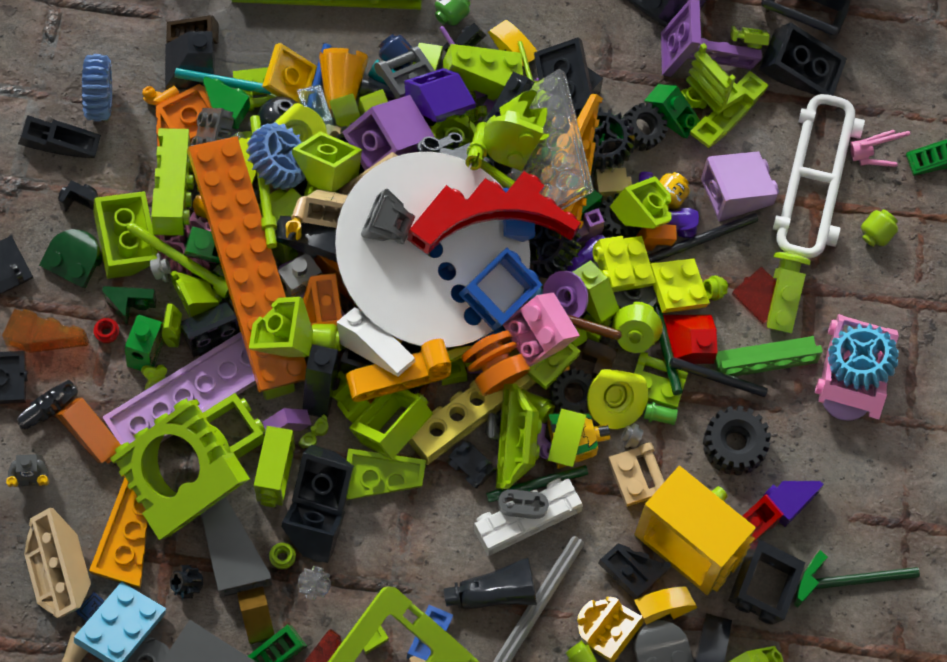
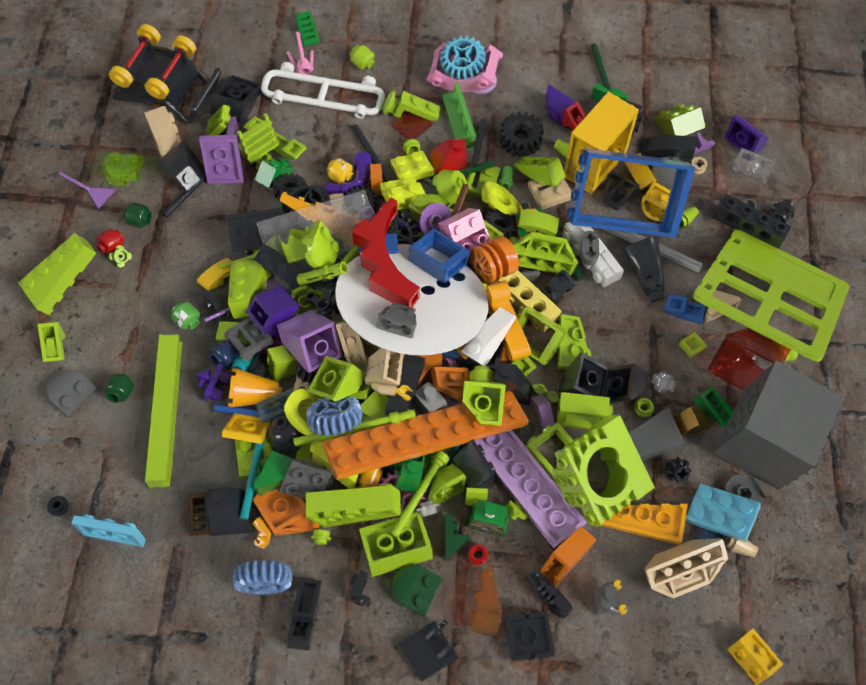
camera: 90 degrees left, 5 degrees down
(147, 158) = (321, 537): none -> lime plate
(344, 110) = (281, 381): lime slope -> none
(347, 38) = (218, 376): none -> dark purple hips
(564, 555) = (675, 204): none -> blue window
(631, 436) = (525, 192): flat silver plate -> none
(643, 204) = (360, 177): lime slope -> none
(665, 455) = (541, 169): none -> lime slope
(738, 184) = (335, 133): lavender slope -> none

